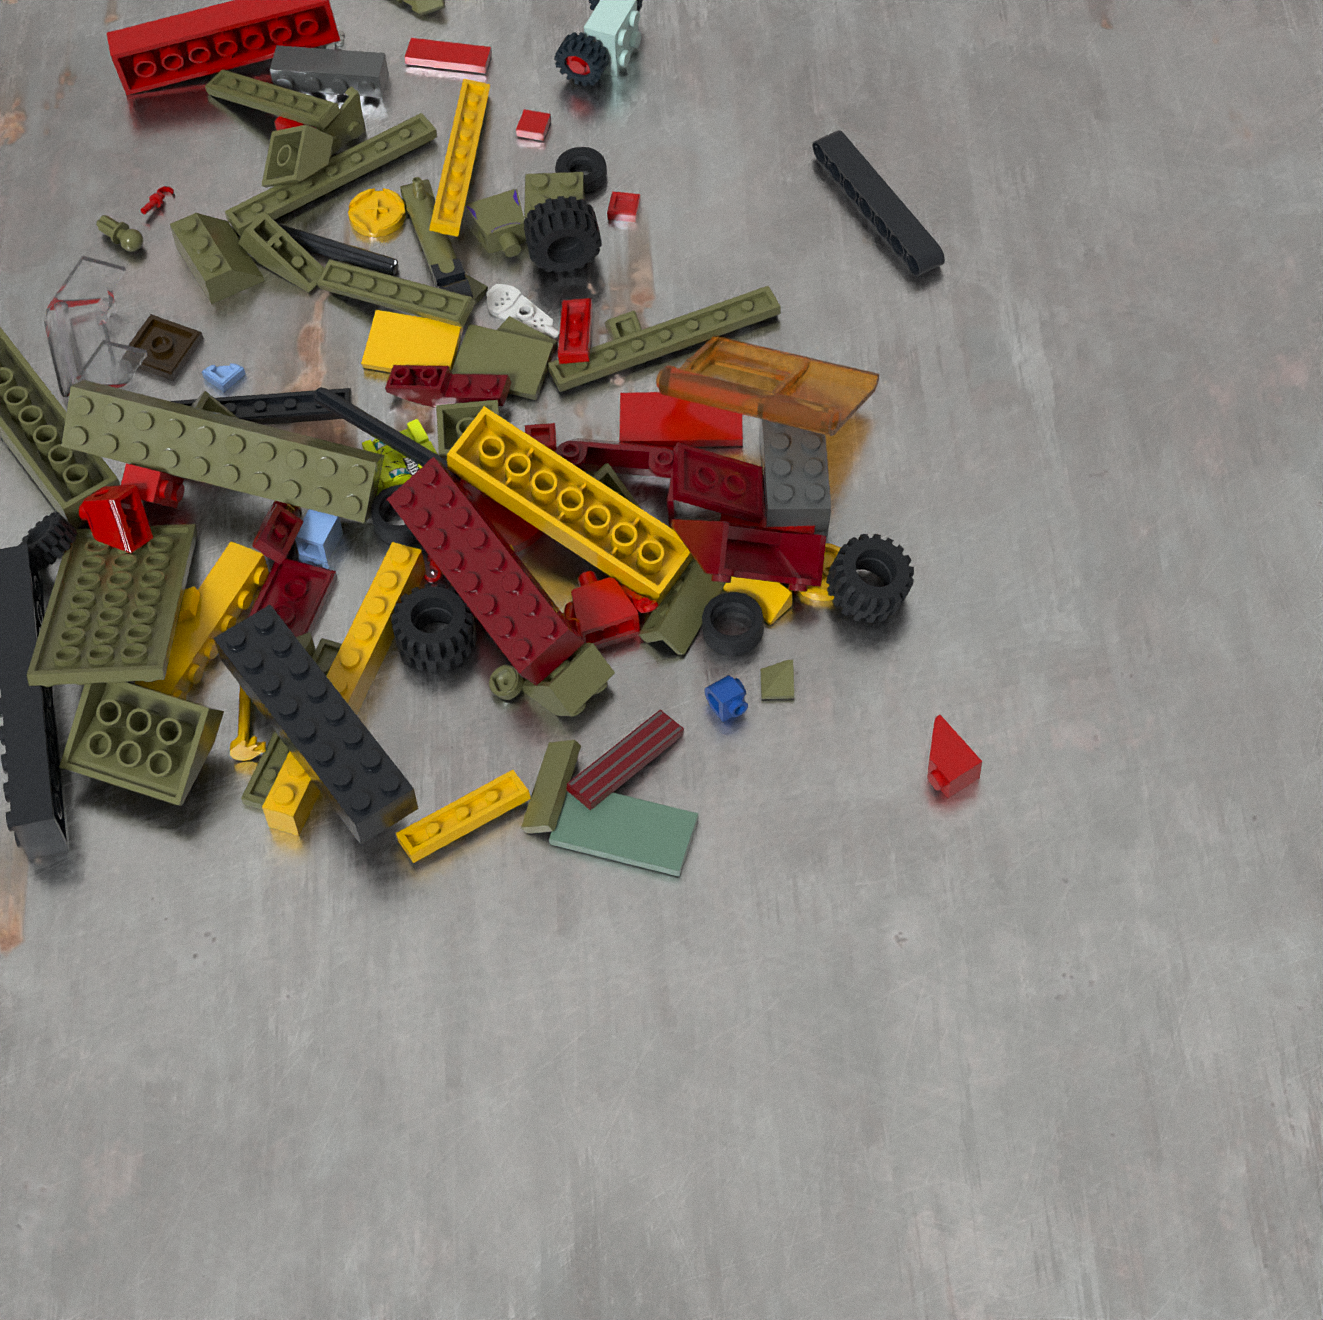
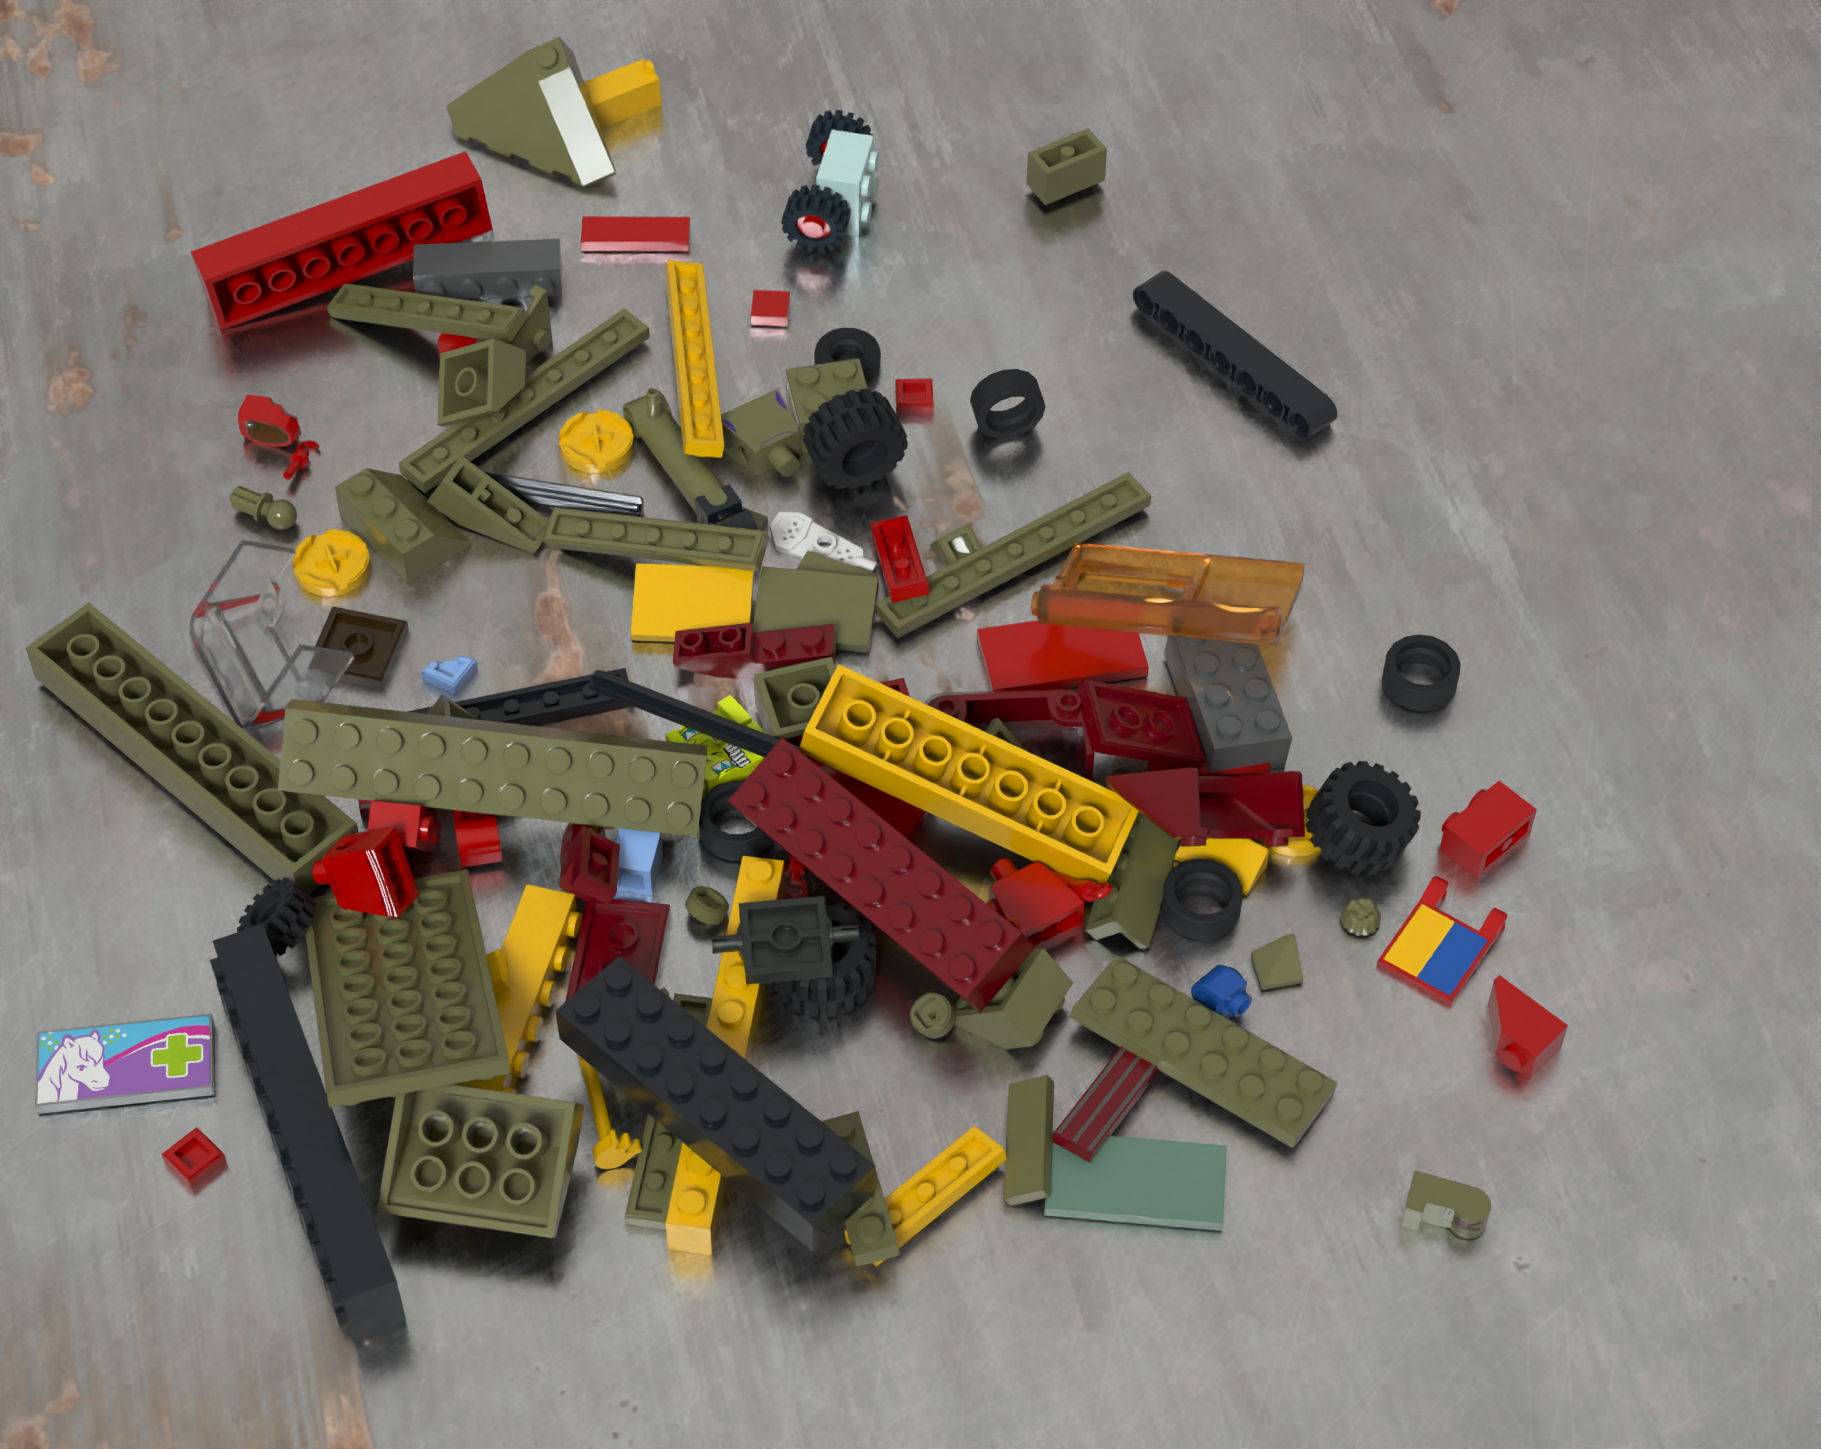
camera: 15 degrees left, 5 degrees down
(138, 168) = (267, 422): none -> red rock
(159, 281) = (331, 563): none -> yellow tile
(207, 502) = (477, 838): none -> red plate
(361, 574) = (707, 905): none -> olive tile
(401, 609) = (785, 940): none -> pearl dark grey plate
(412, 833) = (870, 1226): none -> olive plate
(684, 206) = (1002, 386): none -> black tyre
(701, 739) = (1204, 1051): none -> olive plate
(786, 38) = (1066, 166): none -> olive brick
(850, 883) = (1446, 1205): none -> olive leg
(852, 654) = (1360, 916): none -> olive piece
(904, 687) = (1437, 948): none -> flag
(952, 452) = (1420, 696): none -> black tyre
(968, 600) = (1487, 828): none -> red brick

